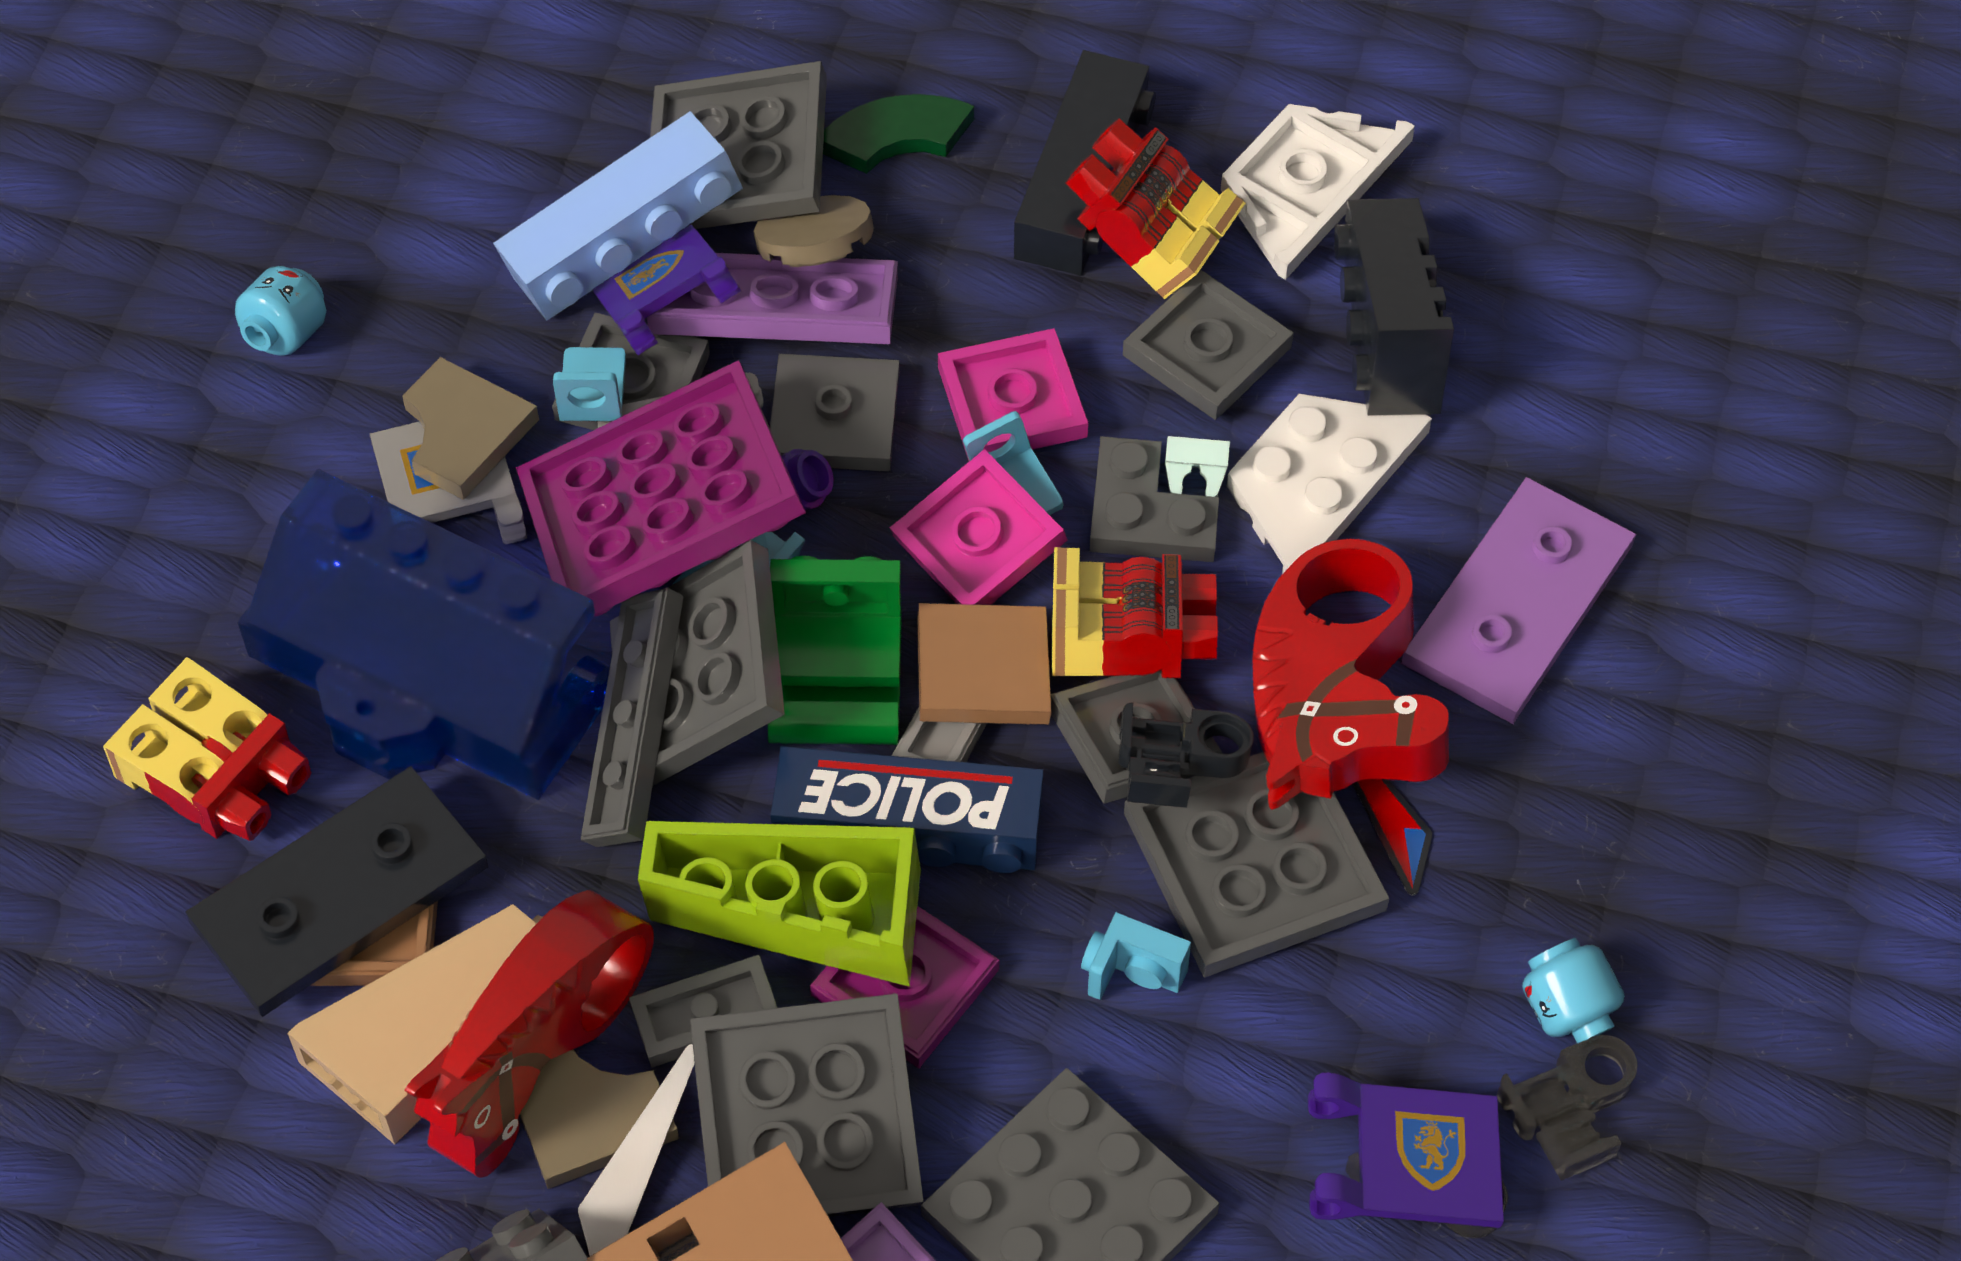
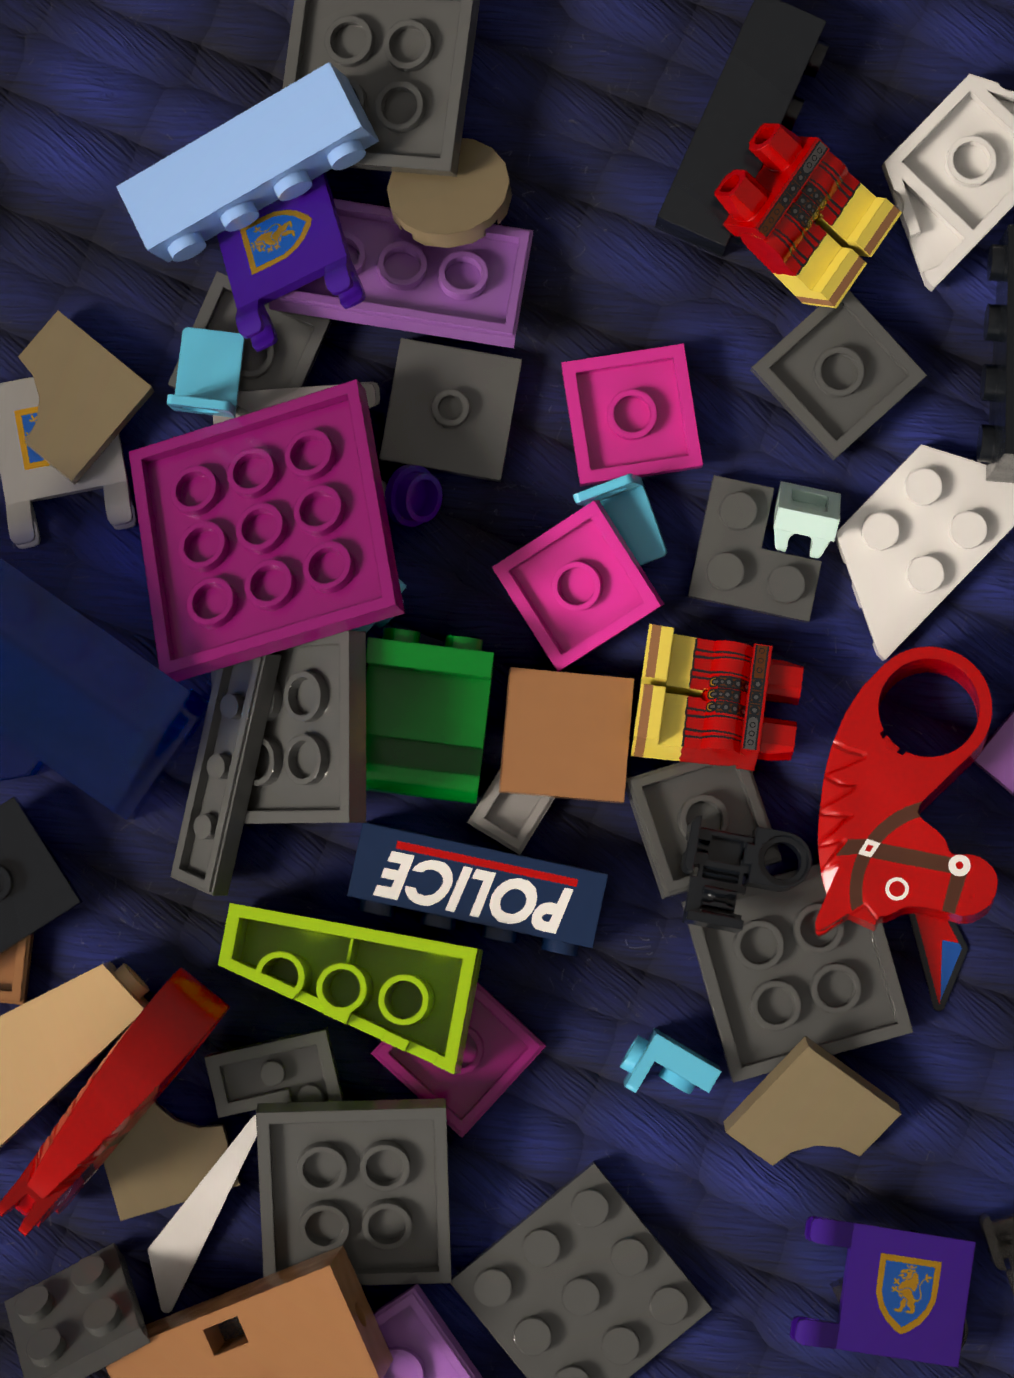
camera: 10 degrees right, 30 degrees up
(895, 128) = (550, 46): dark green tile -> none
(1294, 978) = (811, 1103): none -> dark tan tile

